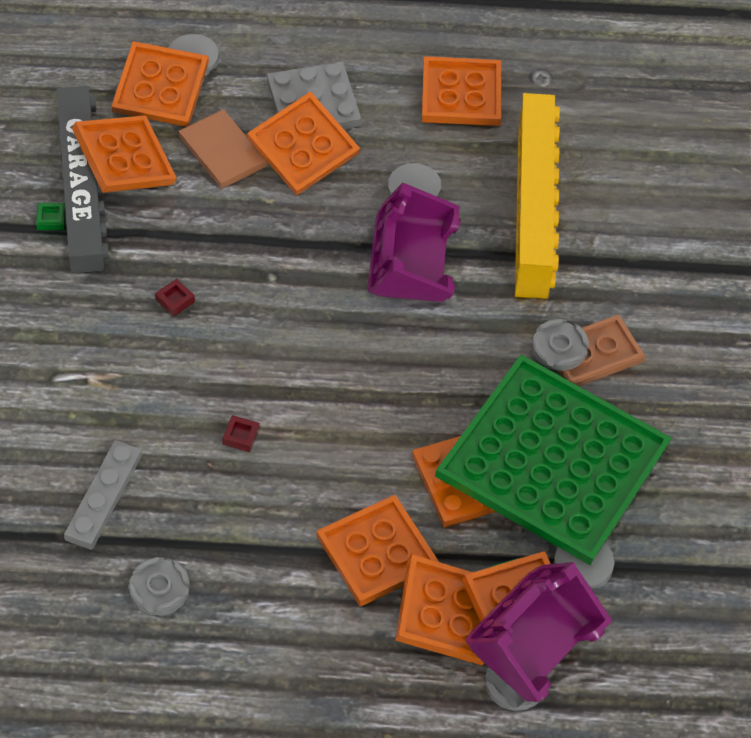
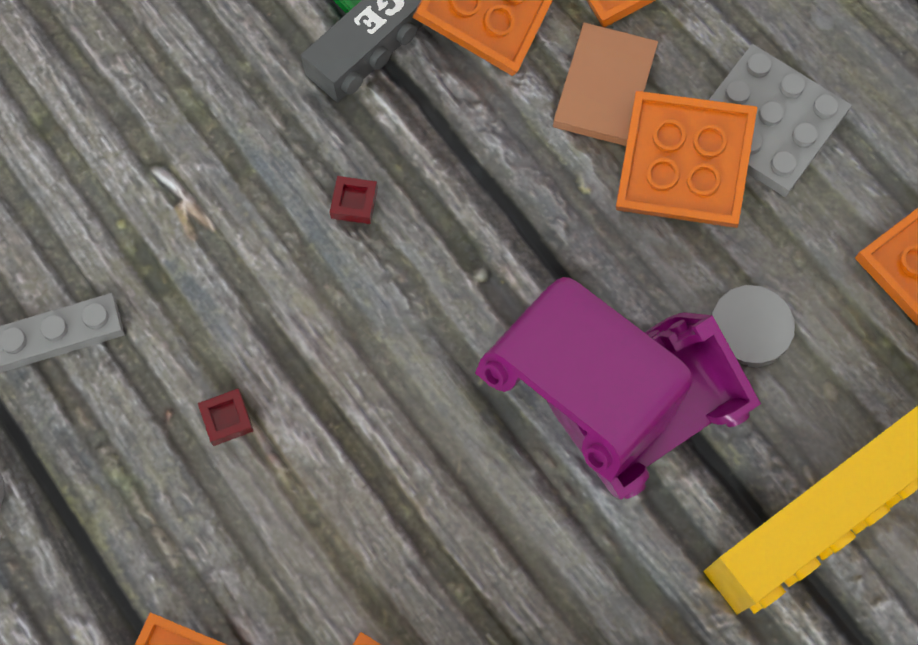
camera: 55 degrees right, 15 degrees up
(377, 247) = (593, 371): none -> magenta windscreen

